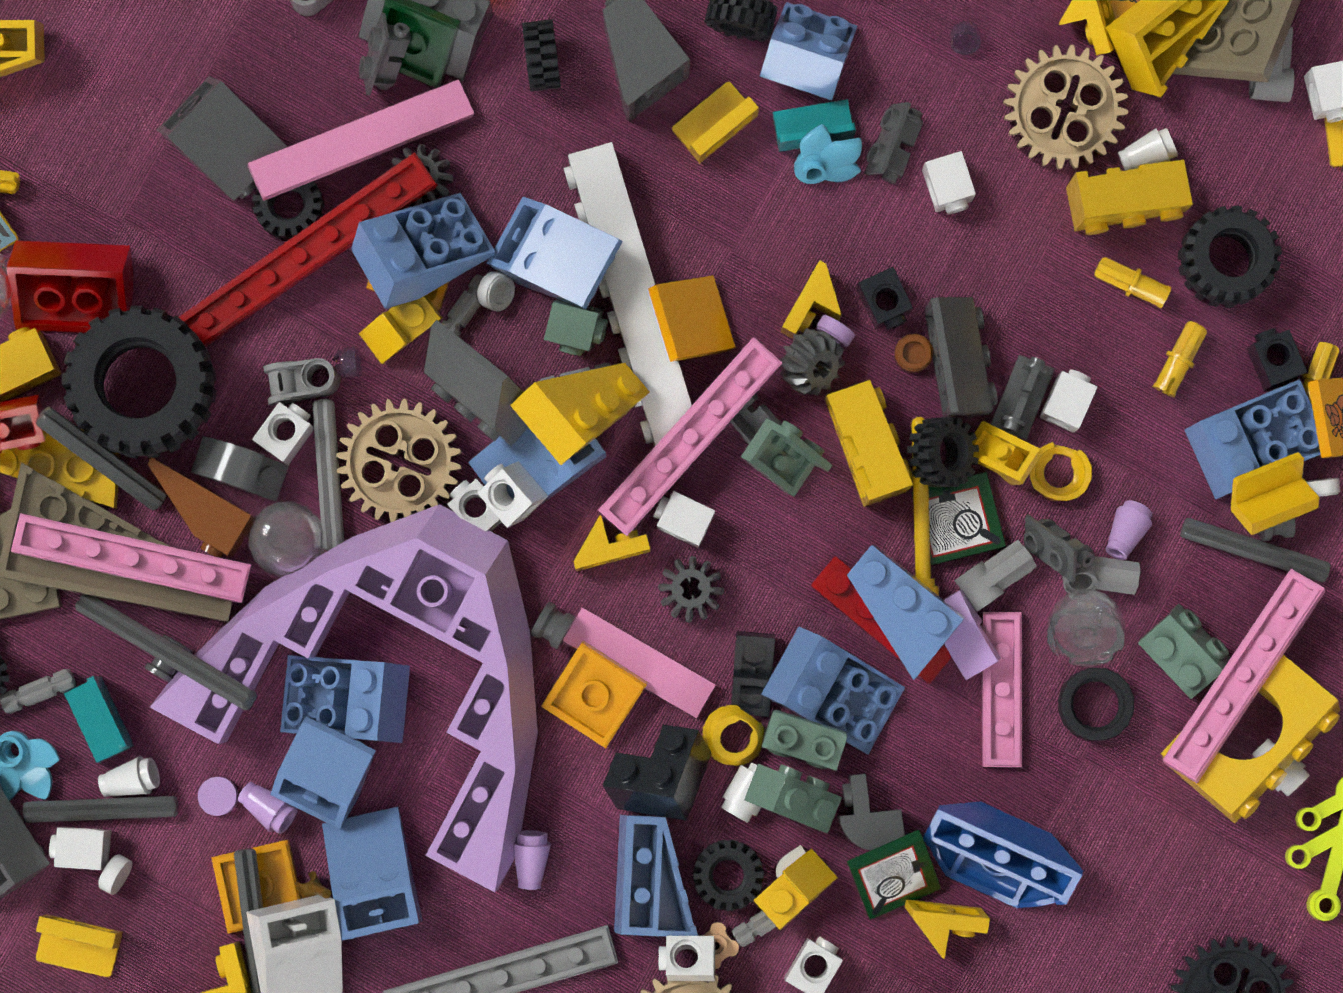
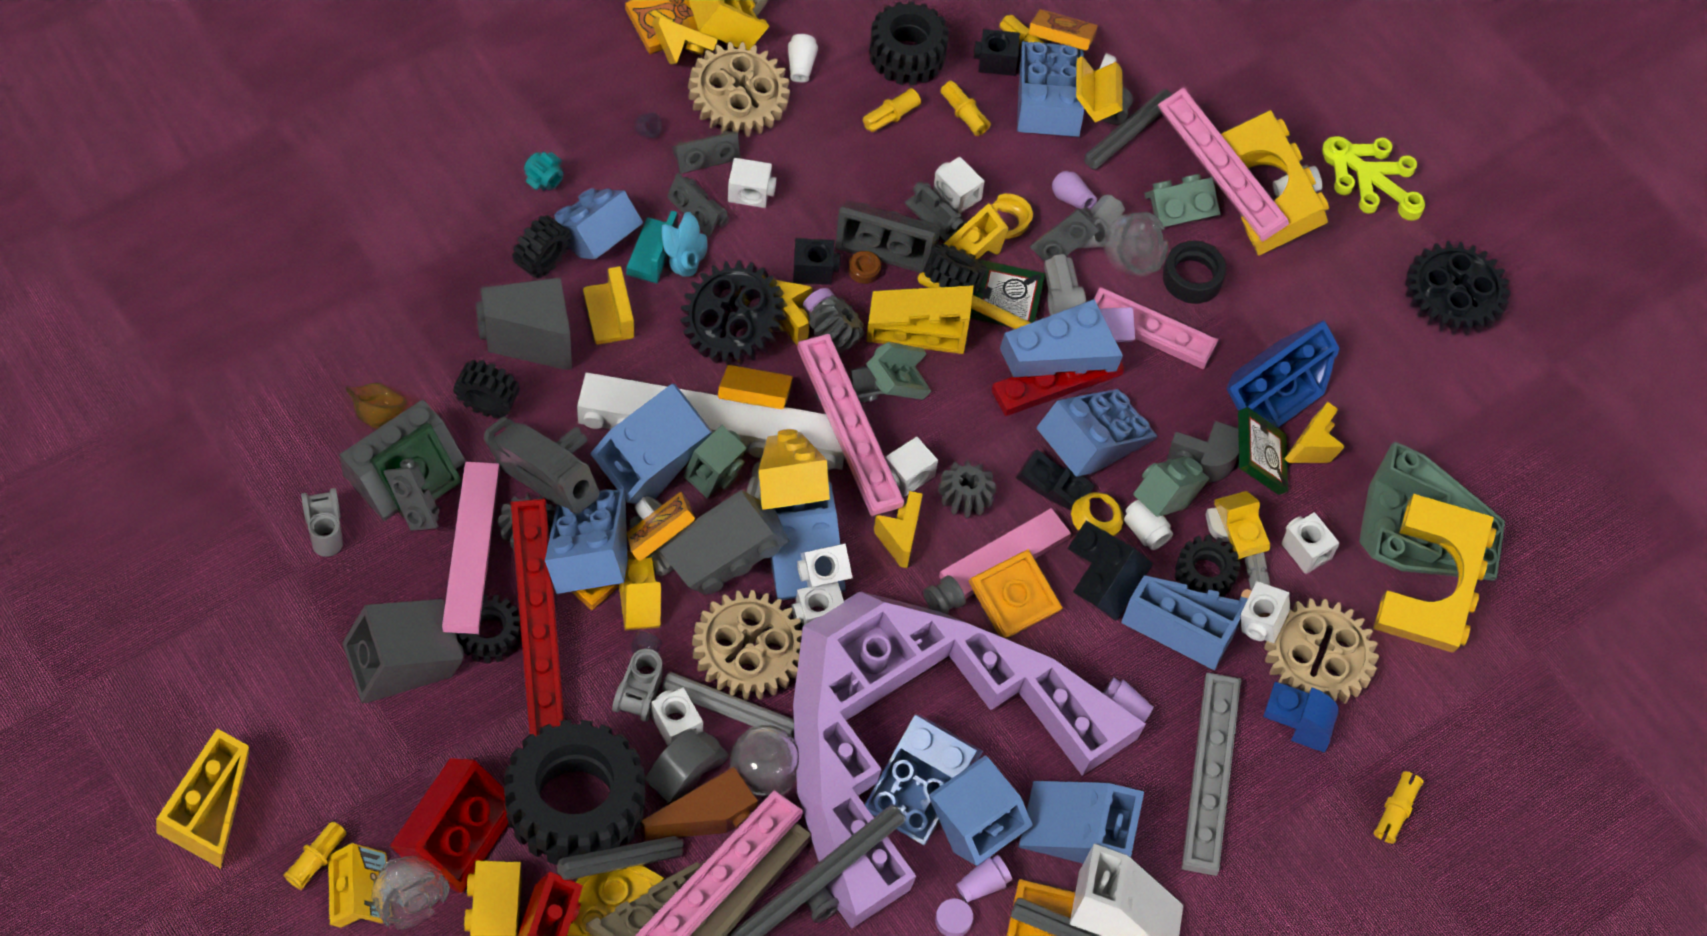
camera: 70 degrees left, 25 degrees down
(313, 887) = (1069, 874): pearl gold hand -> none
(461, 311) = (660, 526): none -> light orange tile
(477, 159) = (544, 464): none -> dark grey piece
(768, 282) = (707, 305): none -> black gear
(804, 739) = (1127, 458): sand green bracket -> none
(955, 104) = (707, 151): none -> dark grey hinge
(1129, 196) = (827, 82): yellow wedge -> none

